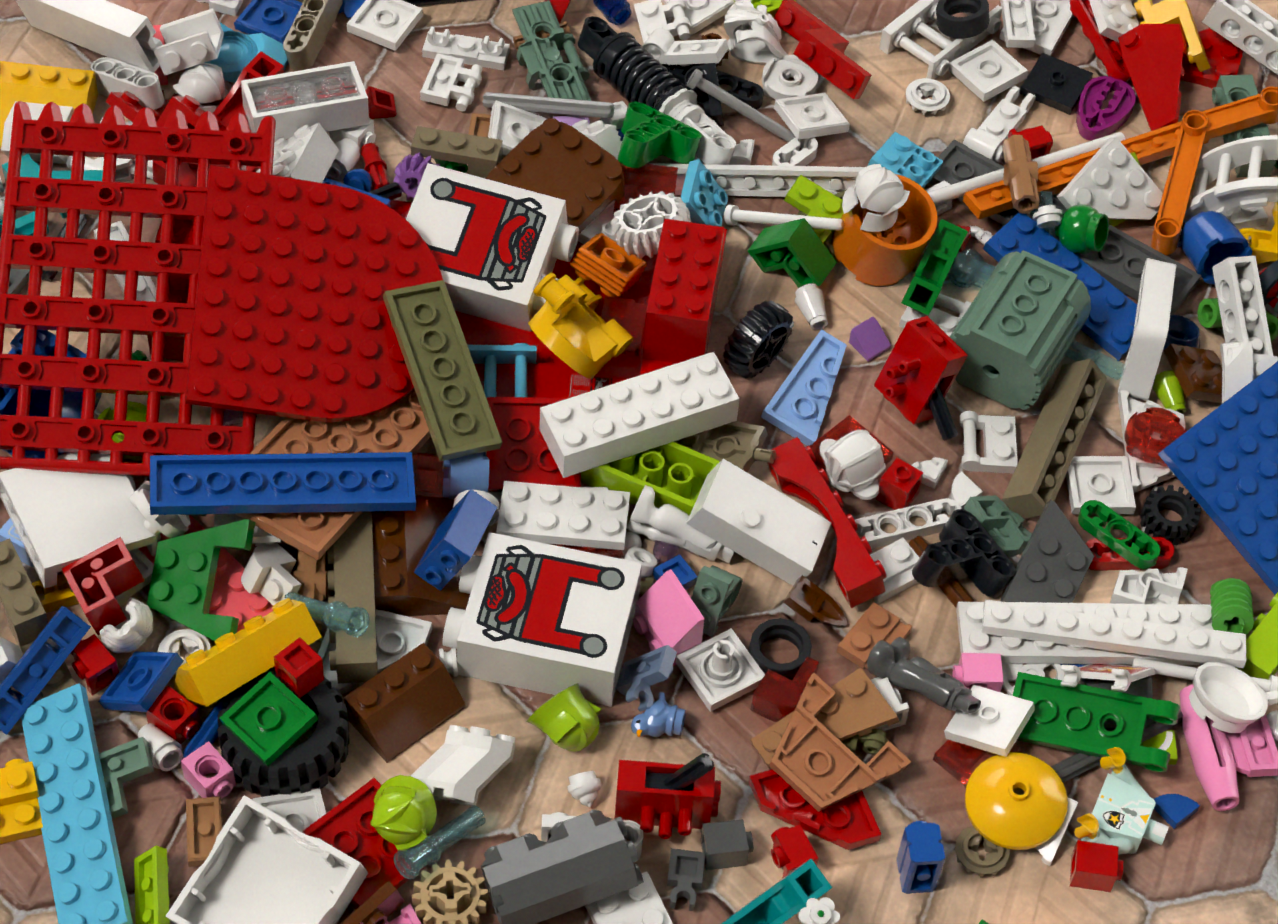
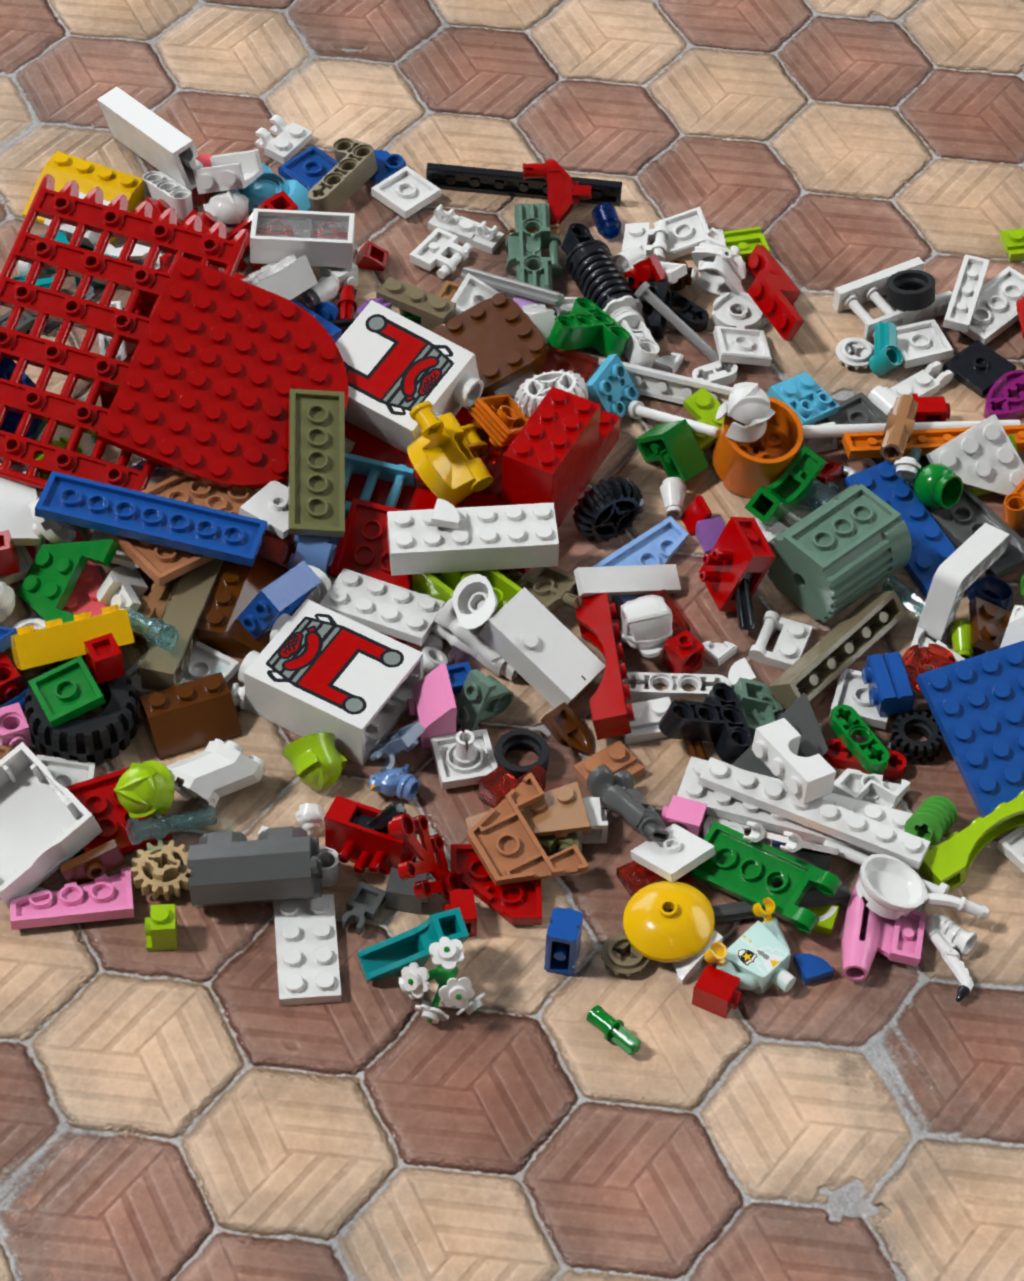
camera: 20 degrees right, 5 degrees down
(406, 431) = (271, 506): none -> white plate
(609, 397) = (445, 515): none -> white tile
(674, 489) = (474, 601): none -> white piece
(687, 55) = (646, 270): none -> red plate
(737, 792) = (404, 828): none -> red plant
(809, 416) = (627, 580): none -> white tile
(844, 320) = (696, 511): none -> red slope
(962, 90) = (886, 353): none -> teal piece
(1095, 598) = (803, 776): none -> white arch
(1125, 465) = (888, 684): none -> blue brick

